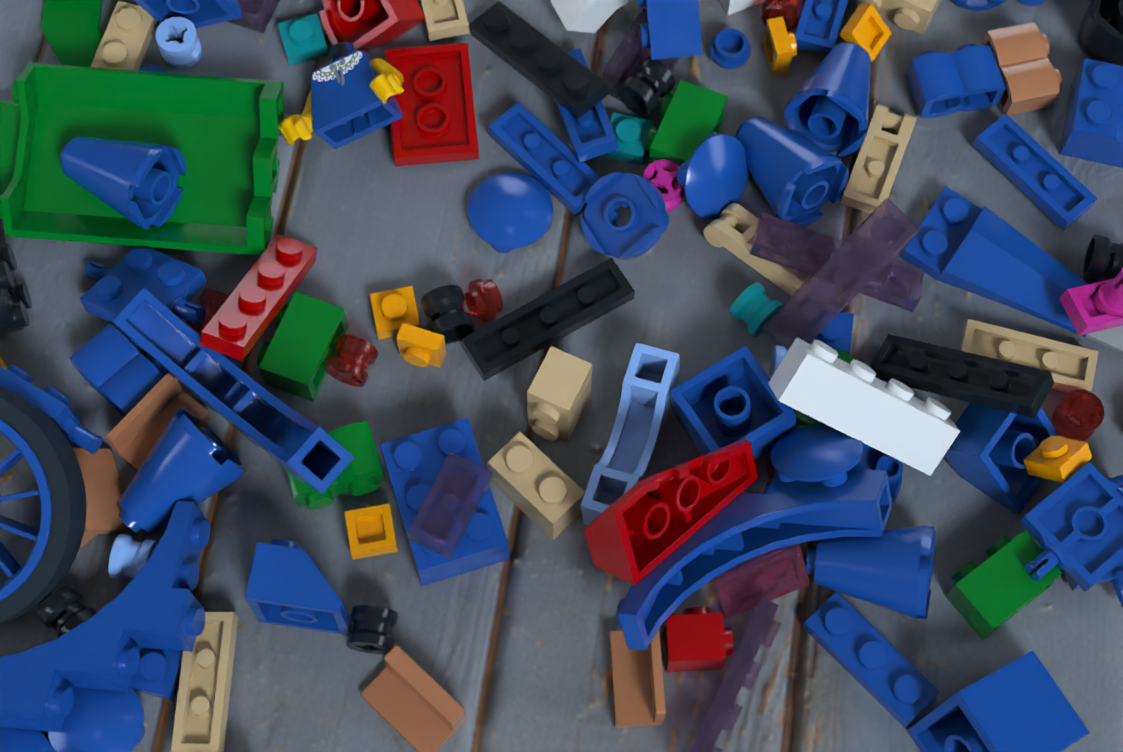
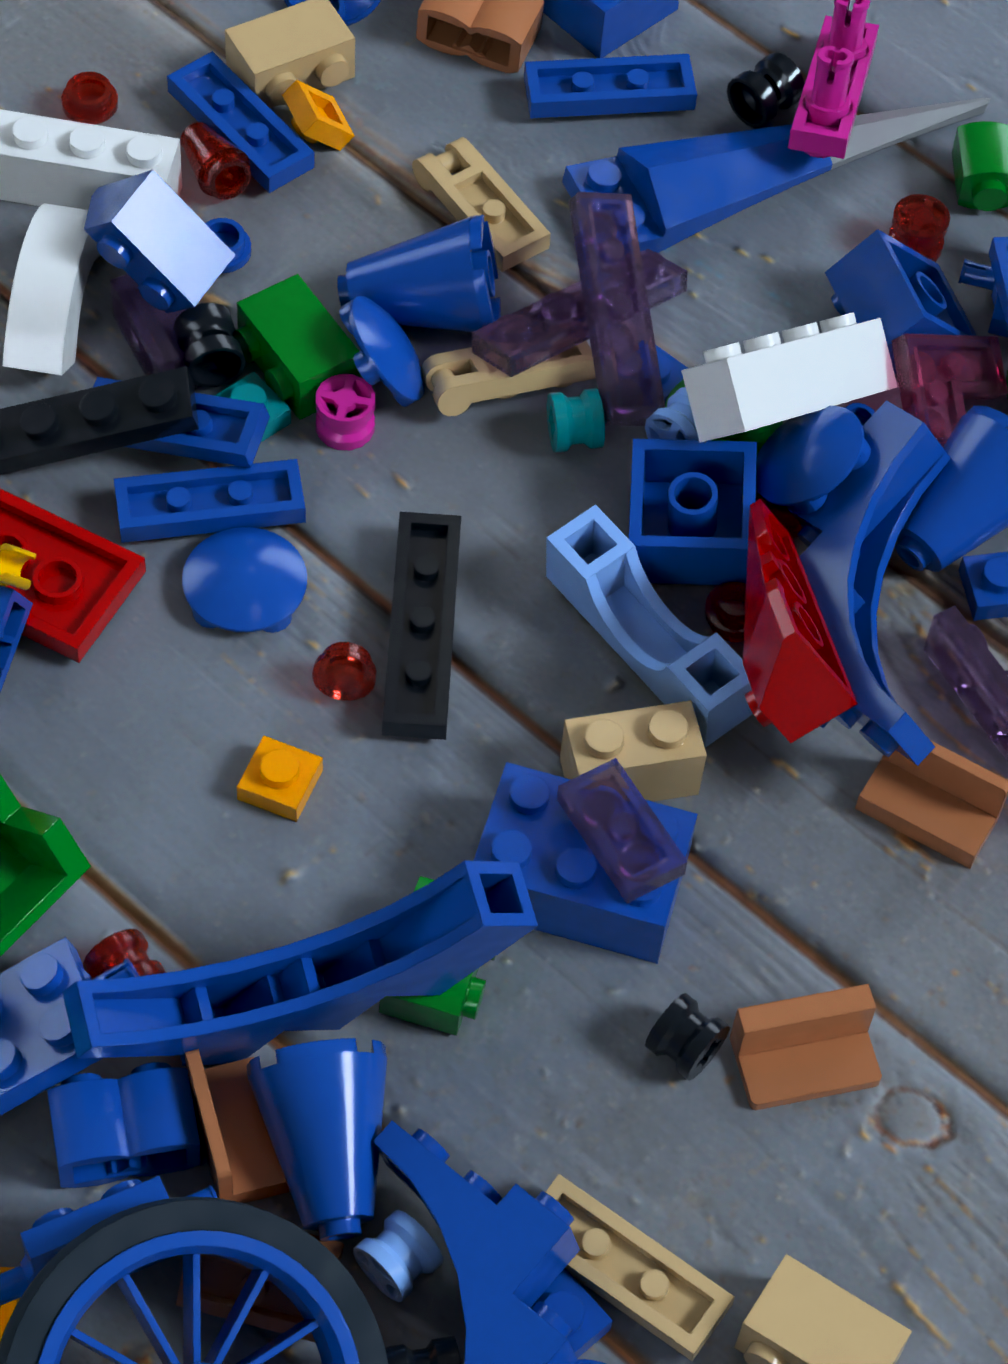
camera: 60 degrees left, 10 degrees down
(258, 297) = (164, 891): red plate -> none
(291, 590) = (591, 1075): blue slope -> none
(301, 345) = (248, 890): green brick -> none
(351, 360) = (314, 855): clear red wheel -> none
(371, 531) = (556, 967): light orange plate -> none
(421, 346) = (355, 770): light orange plate -> none
(447, 313) = (335, 719): black wheel -> none
(559, 395) = (545, 657): tan brick -> none
(646, 220) = (385, 442): blue plate -> none
(696, 640) = (940, 704): red brick -> none
(762, 576) = (904, 616): clear pink plate -> none
(779, 46) = (263, 199): light orange plate -> none
(834, 101) = (385, 185): blue cone -> none
(954, 492) = (942, 371): none -> clear pink plate
(955, 81) = (445, 79): blue brick -> none
(963, 375) = (819, 273): black plate -> none
(1057, 458) = (962, 267): light orange plate -> none
(1069, 364) = (818, 229): tan plate -> none

